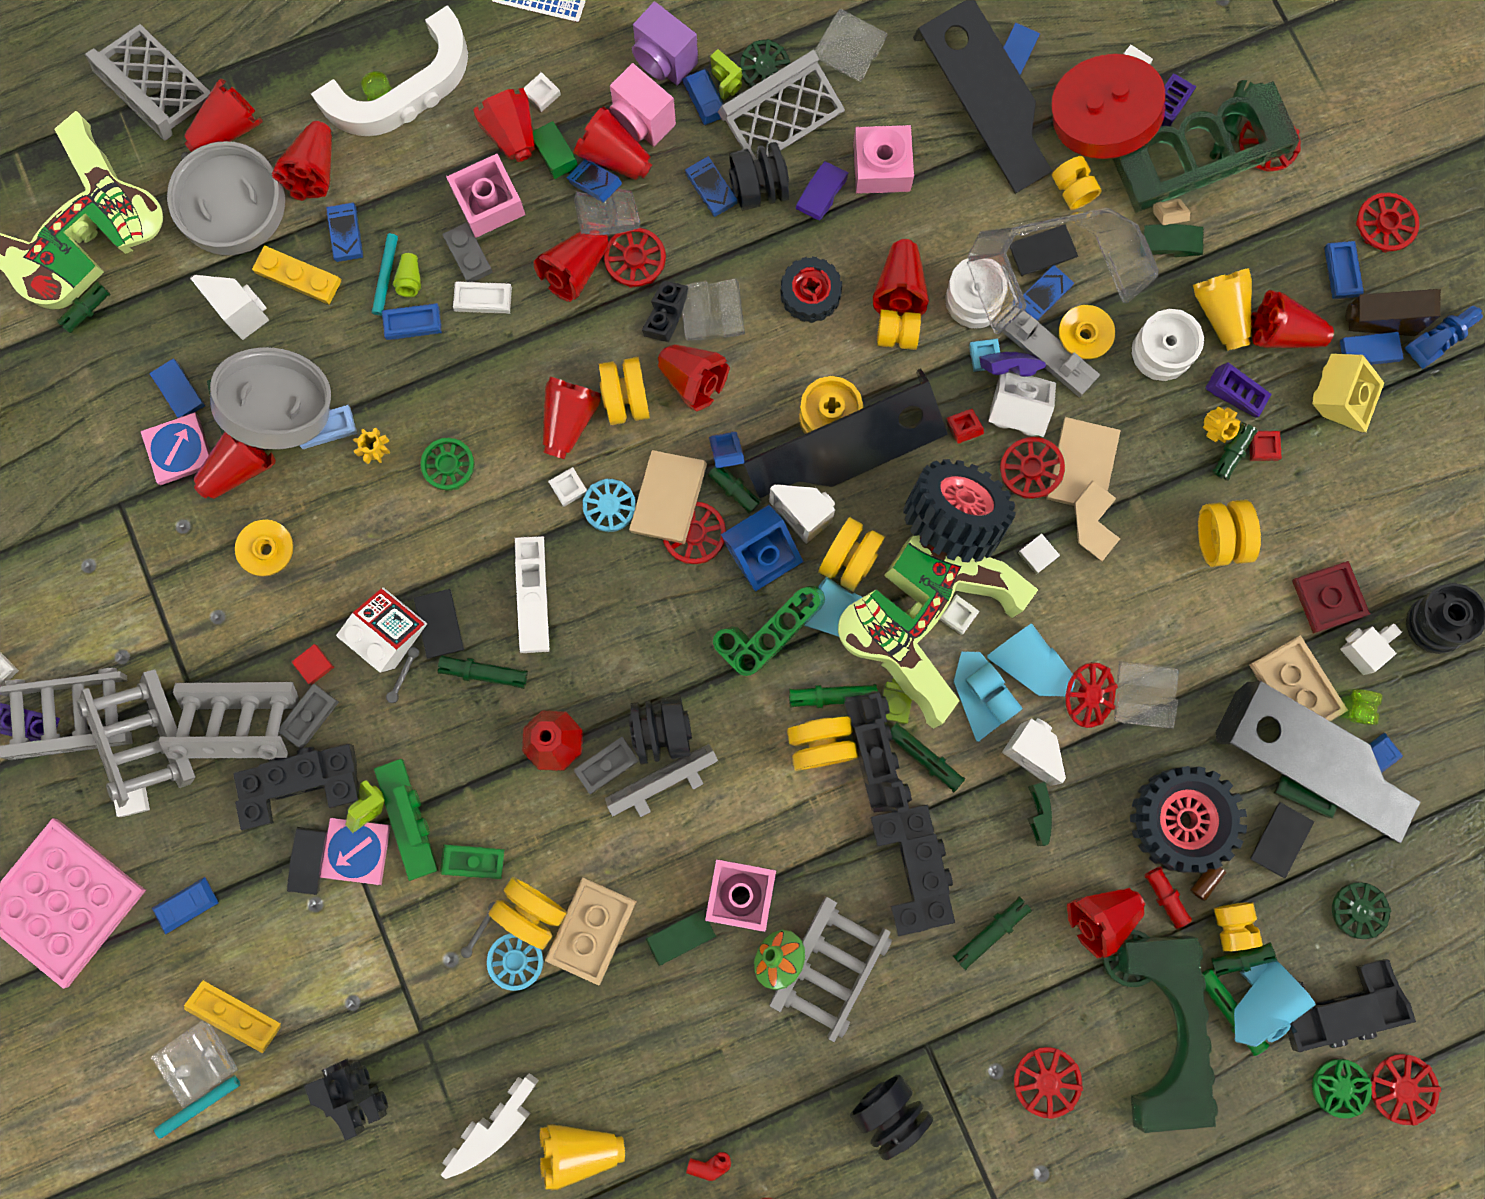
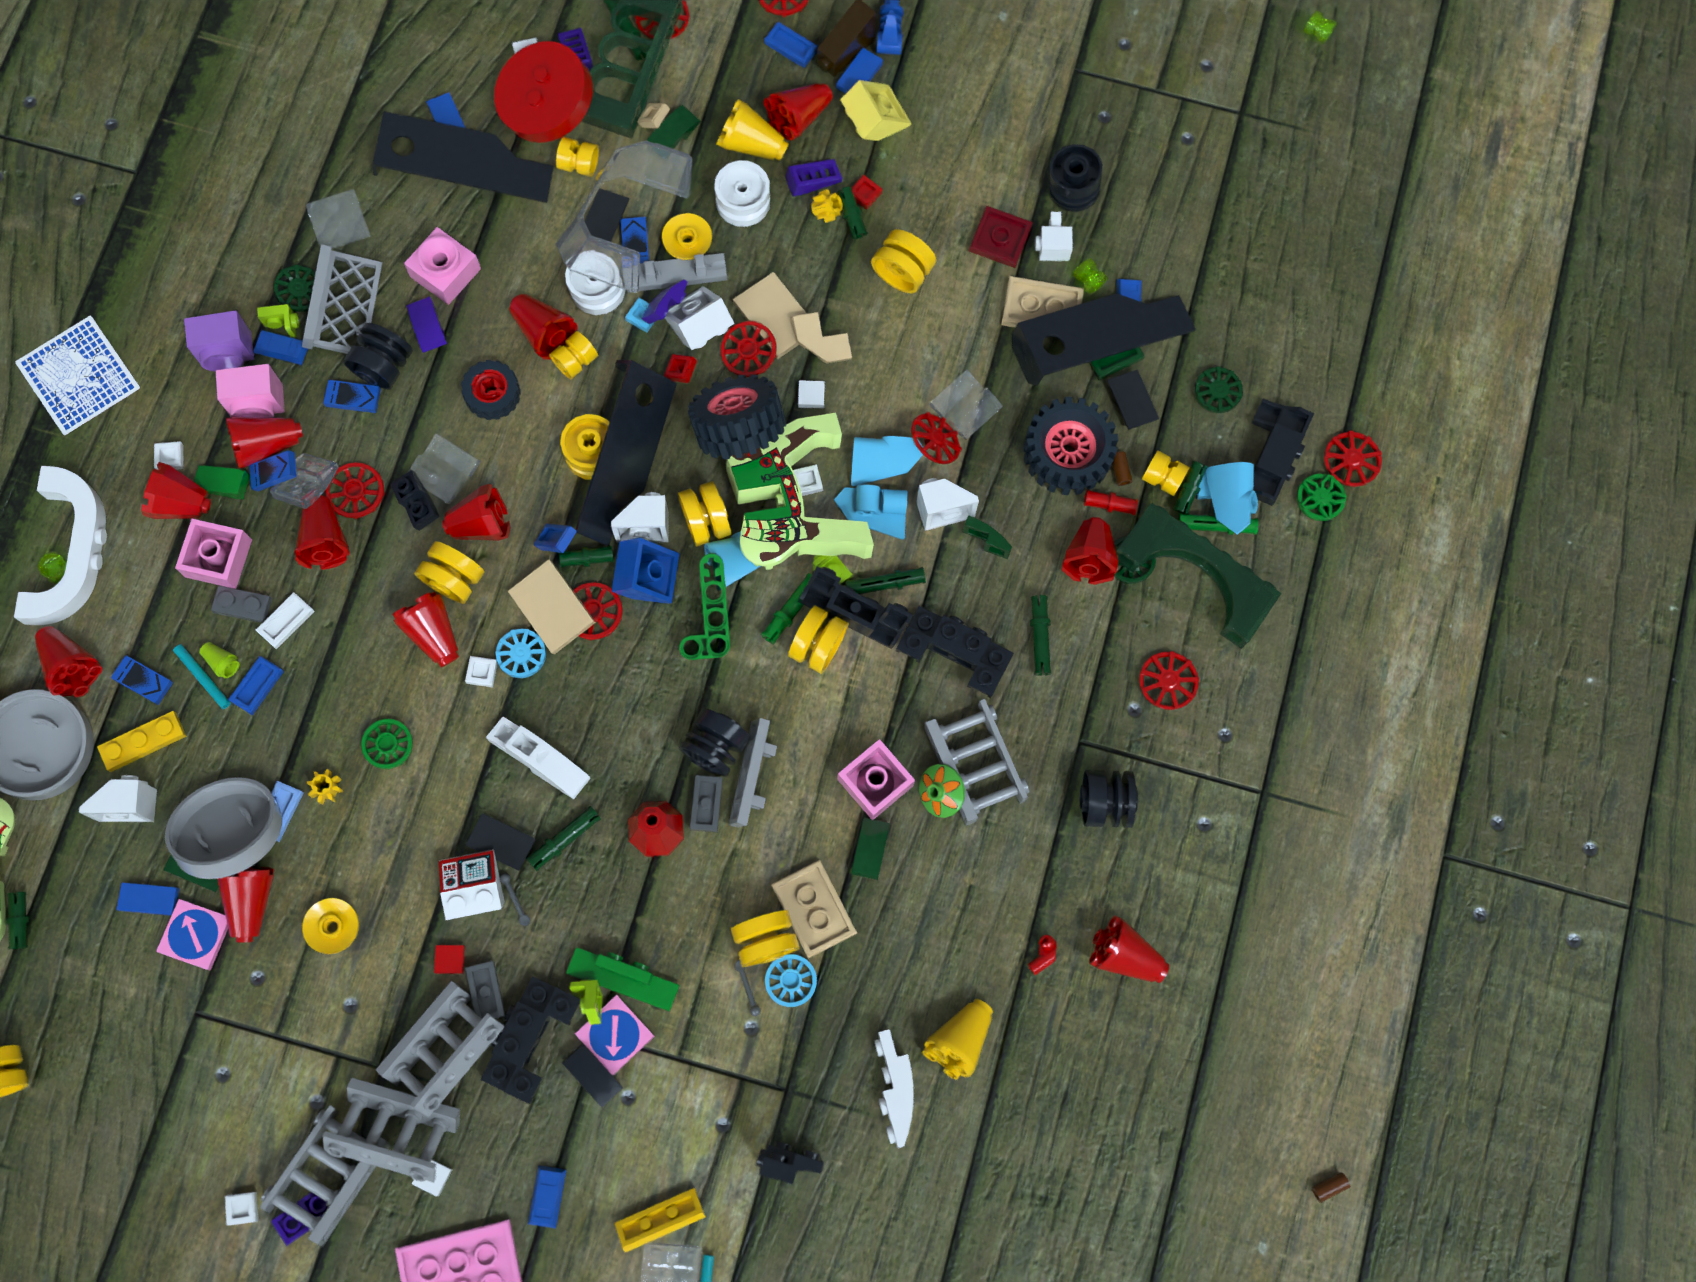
camera: 55 degrees left, 5 degrees down
(472, 861) = (693, 956): green slope -> none

